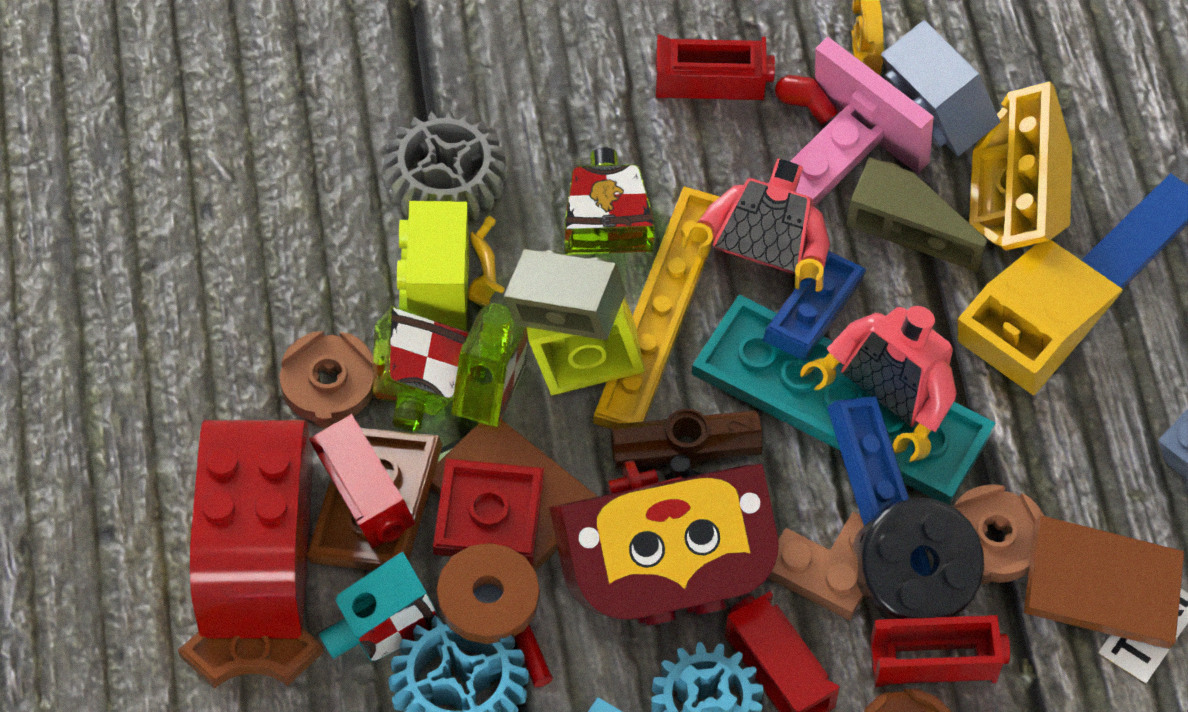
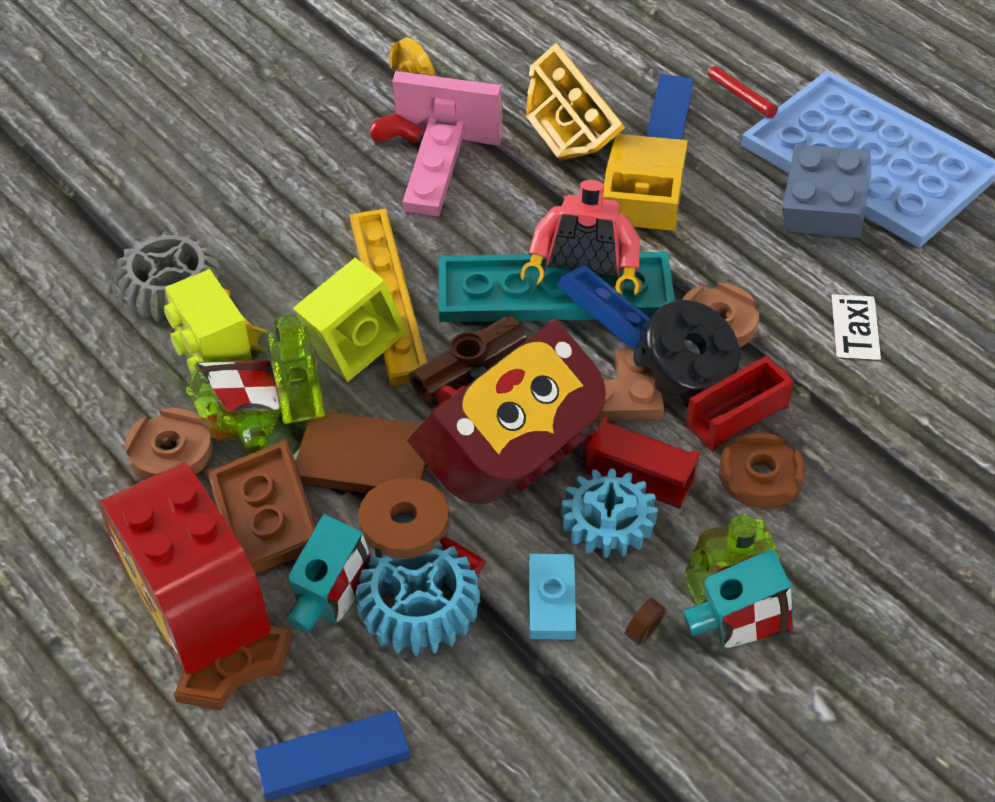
camera: 30 degrees left, 10 degrees down
(362, 481) = (254, 492): window -> none
(488, 505) = (353, 466): red tile -> none
(565, 293) = (331, 283): brick -> none
(607, 208) = (307, 248): torso -> none
(712, 68) = (319, 139): red window -> none
(767, 225) = (431, 205): torso -> none
(811, 313) = (495, 239): blue tile -> none
(909, 213) = (519, 162): olive slope -> none
(943, 85) = (492, 64): brick -> none
(1104, 582) = (811, 308): dark orange tile -> none

